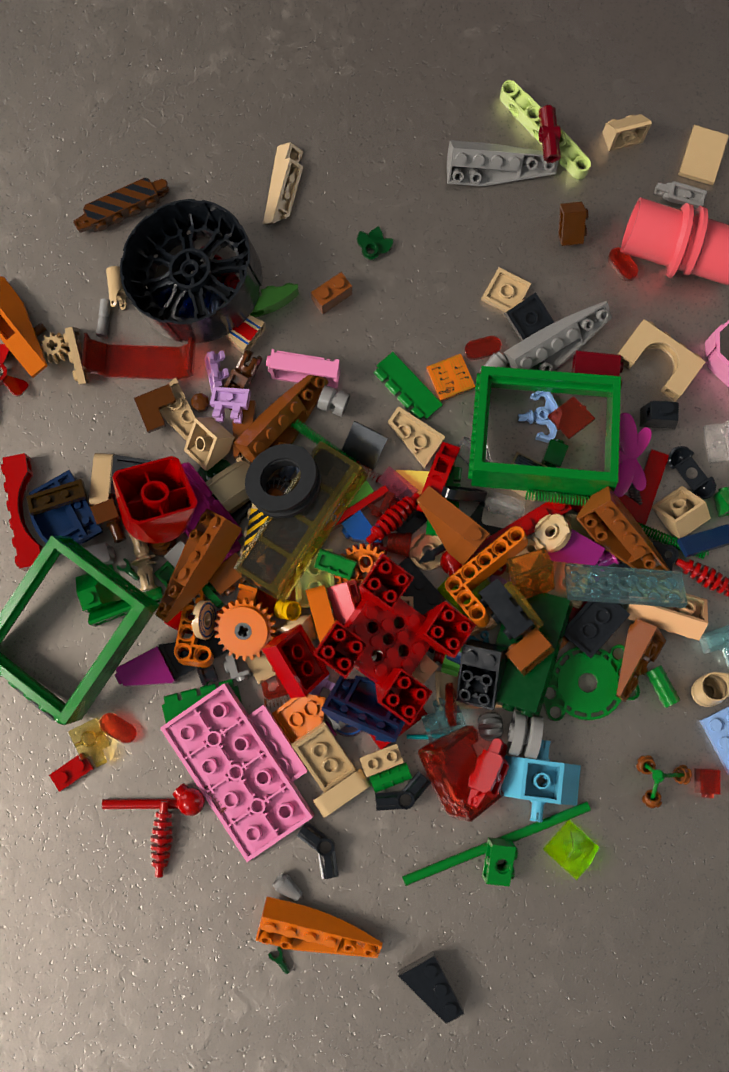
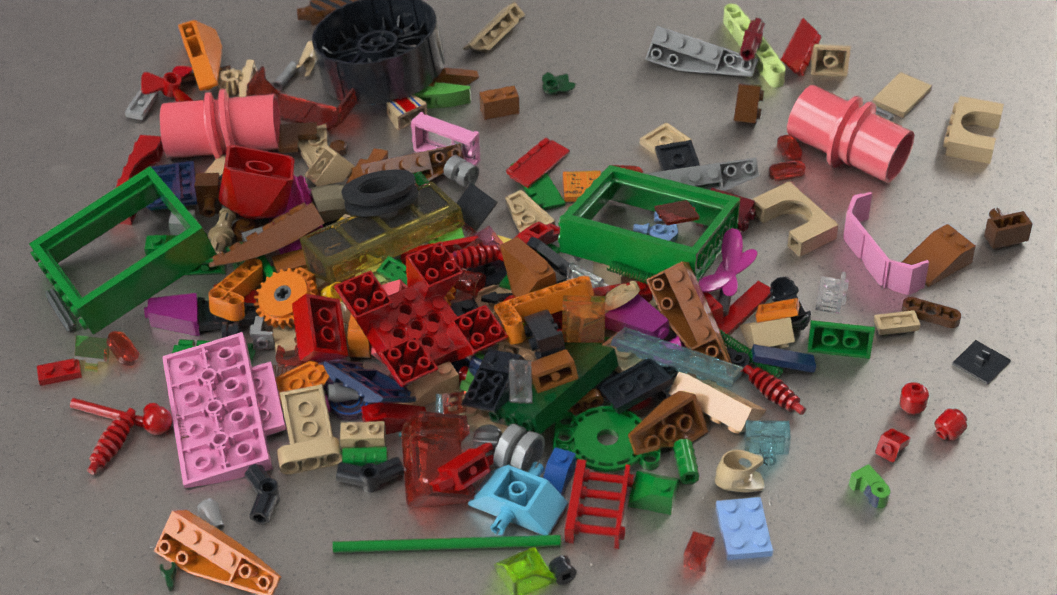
camera: 20 degrees right, 35 degrees down
(56, 497) = (174, 169): dark brown plate -> none
(79, 427) = (213, 124): none -> coral piece
(204, 620) = (243, 280): tan tile -> none
(212, 364) = (364, 124): lavender plate -> none
(229, 398) = (363, 142): lavender plate -> none
(243, 375) = (382, 135): reddish brown plate -> none
(277, 266) = (456, 76): none -> dark orange piece
(398, 362) = (537, 162): none -> red windscreen
(495, 851) = (441, 537): green brick -> none
(510, 680) = (520, 381): none -> clear slope
(524, 604) = (559, 318): clear yellow tile -> none
(562, 740) = (560, 469): none -> blue slope
(592, 120) = (799, 50): none -> red windscreen
(592, 772) = (580, 492): none -> red fence
(604, 840) = (562, 569): none -> black wheel
(629, 294) = (786, 170): none -> clear red tile
(646, 725) = (653, 492): none -> green slope
(647, 766) = (640, 521): dark orange plant -> none
(662, 415) = (777, 253): black torso -> none
(686, 488) = (777, 310): none -> orange tile

